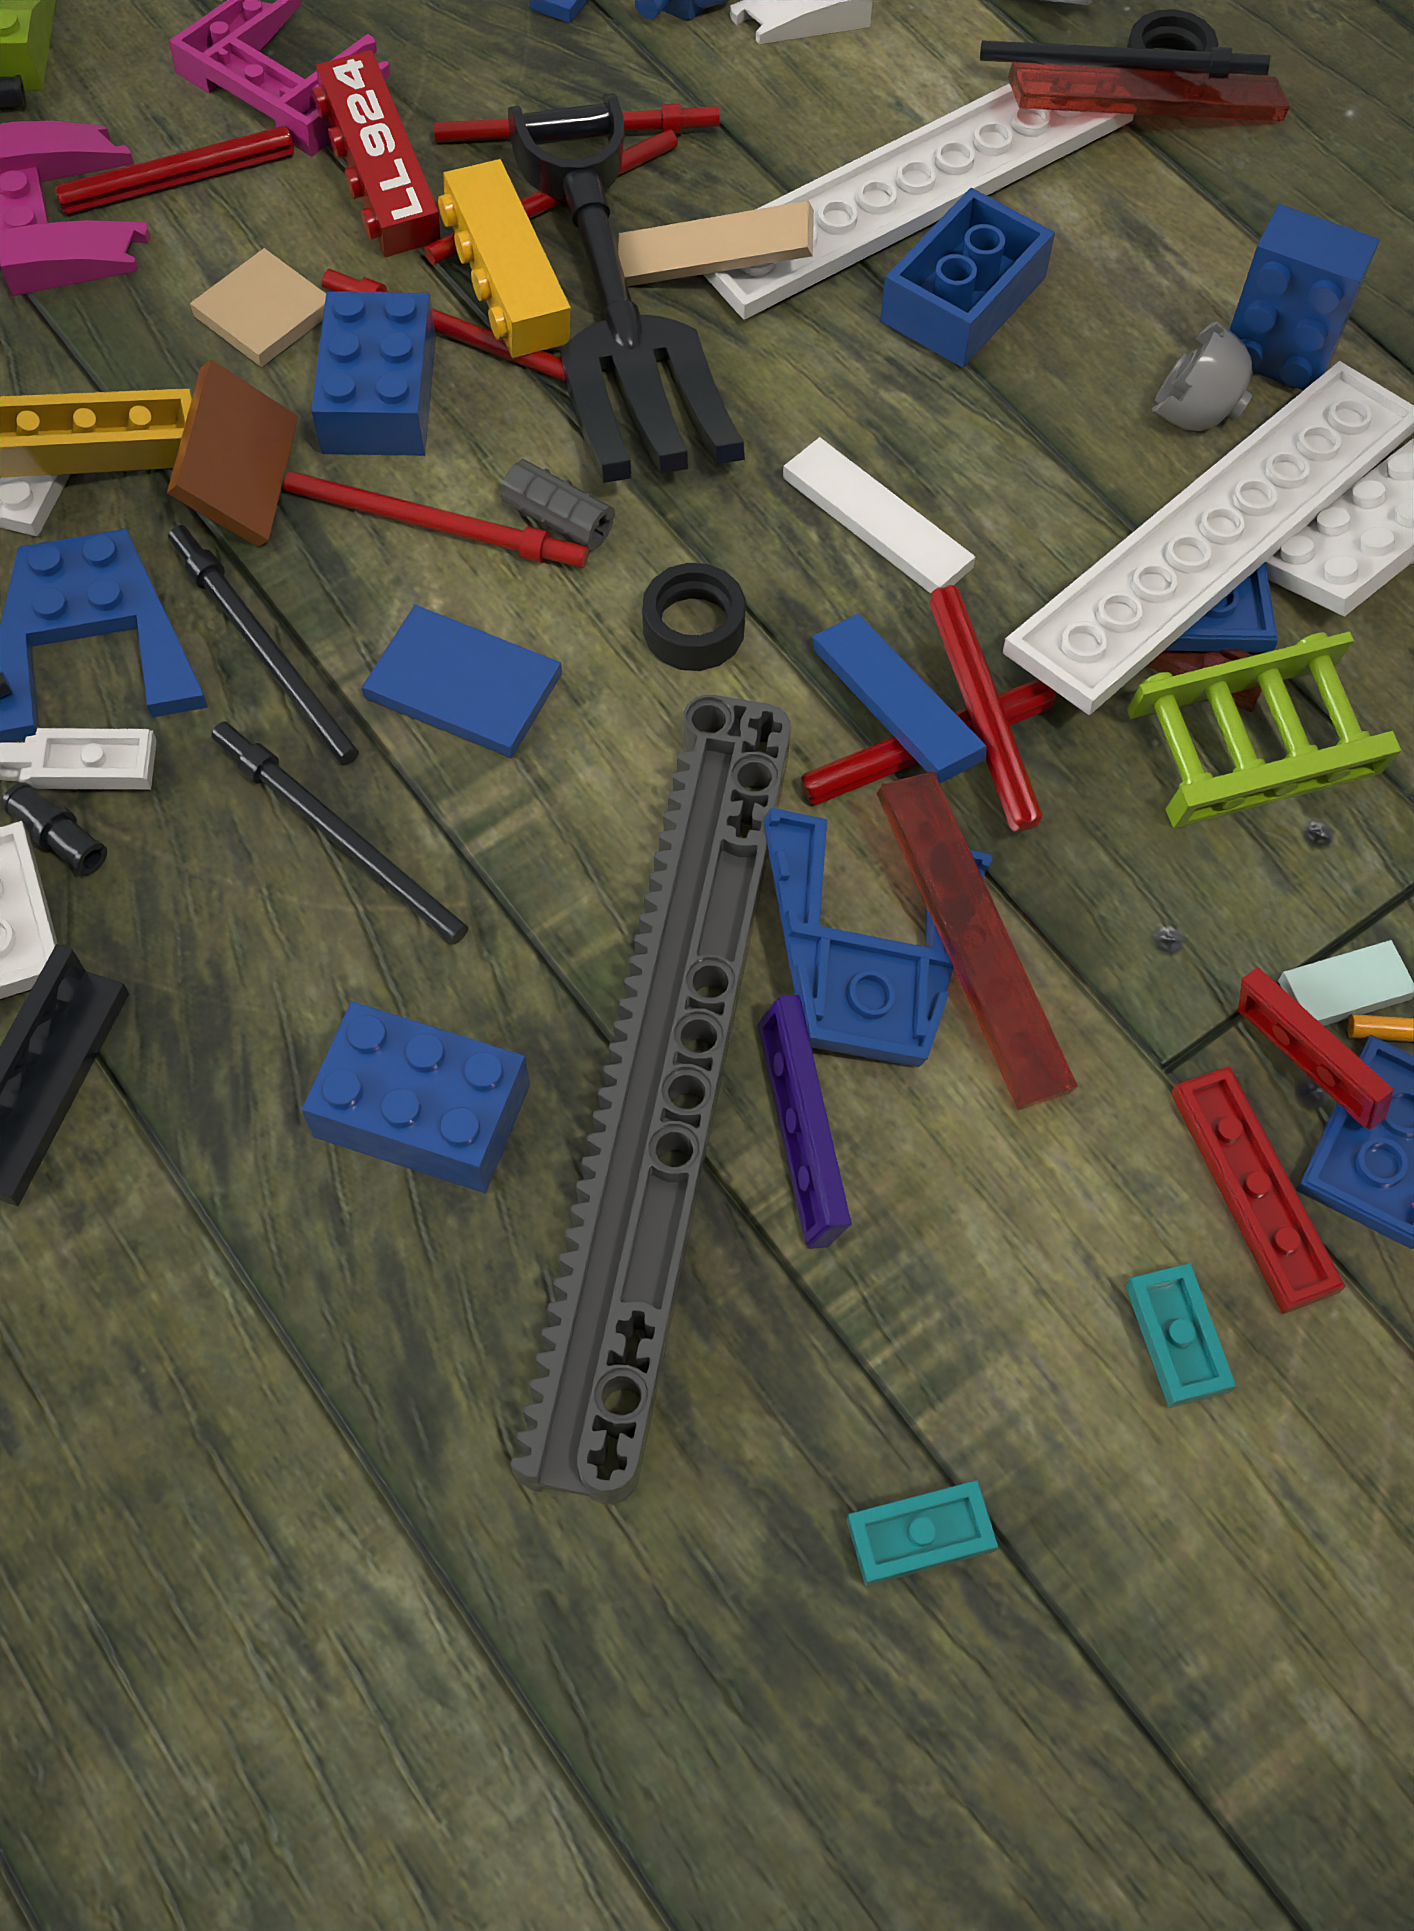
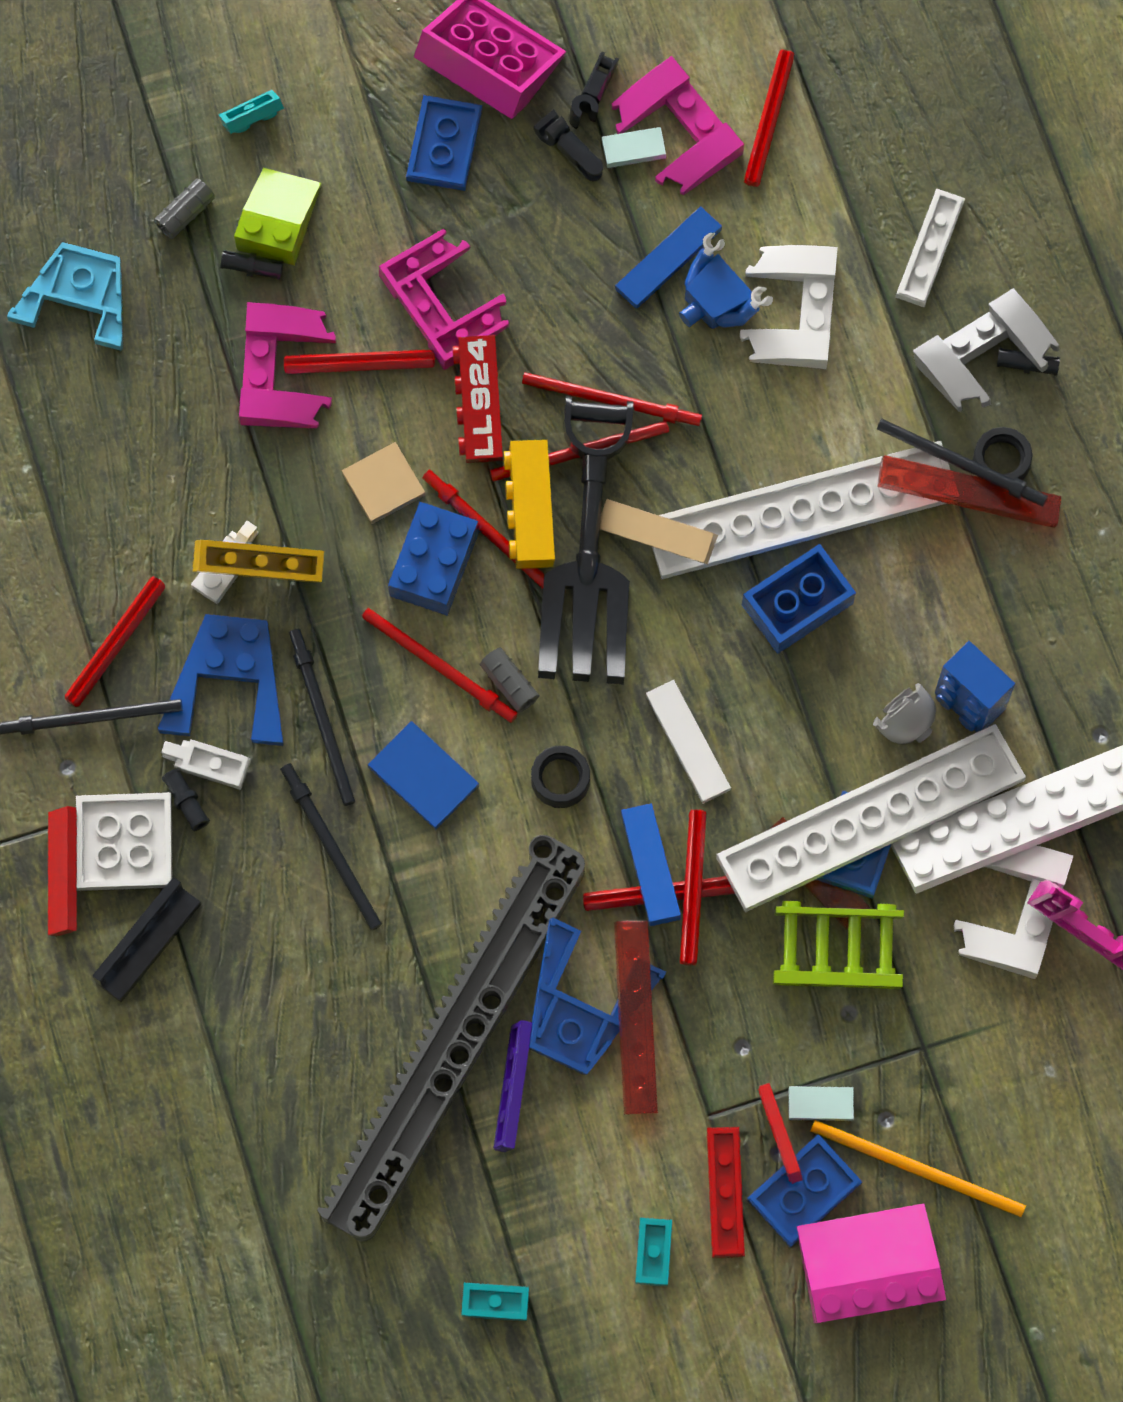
camera: 20 degrees right, 10 degrees up
(233, 454) = (338, 594): dark orange tile -> none
(417, 1096) = (328, 1012): blue brick -> none

